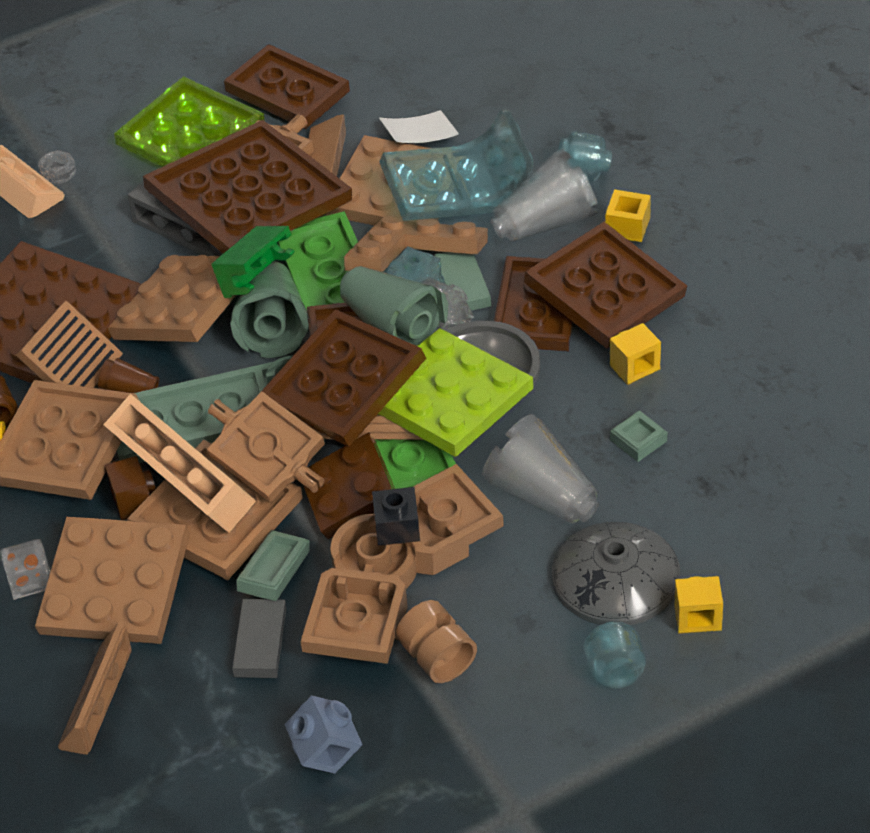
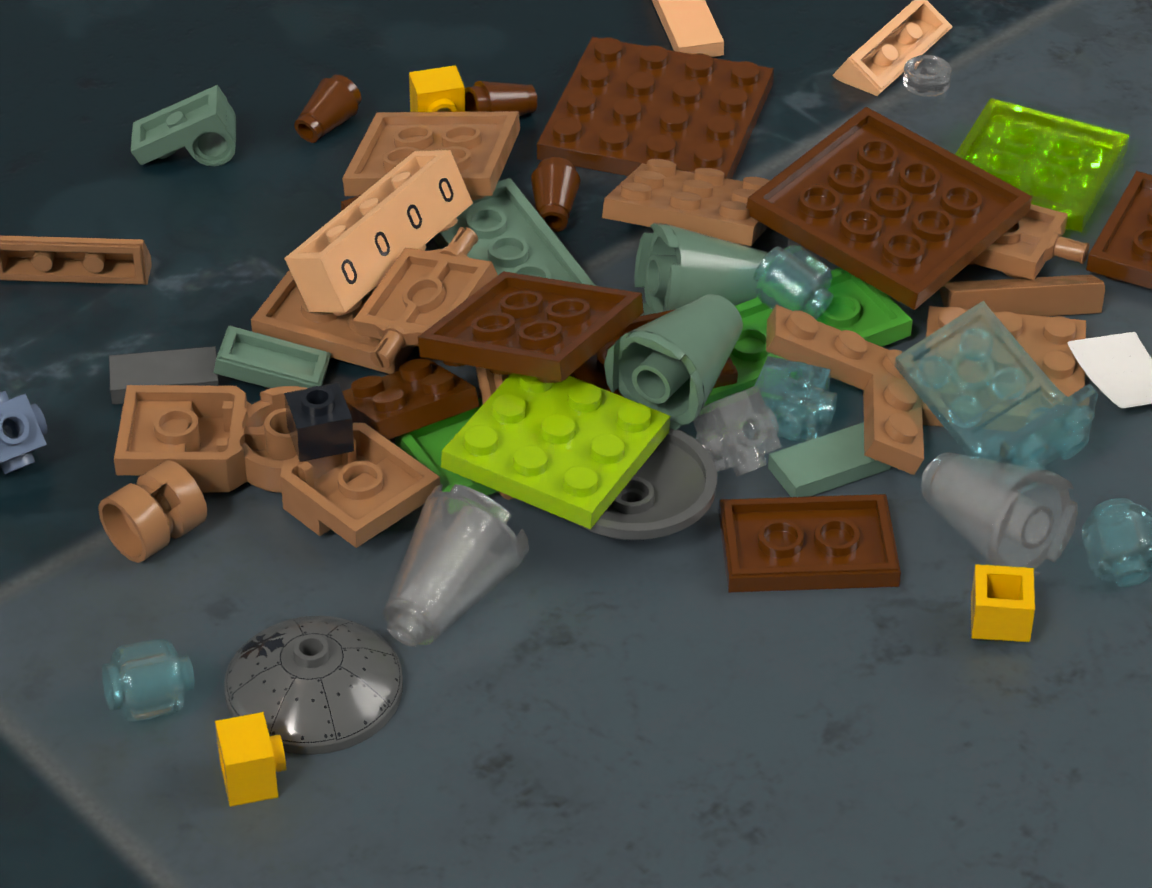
camera: 75 degrees right, 5 degrees down
(26, 568) = (244, 178): clear slope -> none
(68, 349) = (575, 124): medium nougat tile -> none
(113, 575) = (226, 237): medium nougat plate -> none
(249, 258) = (727, 213): green hinge -> none
(313, 253) = (794, 281): none -> clear light blue head
(605, 283) = (841, 593): reddish brown plate -> none
(635, 353) = (715, 644): yellow plate -> none
(638, 436) = (569, 677): sand green tile -> none

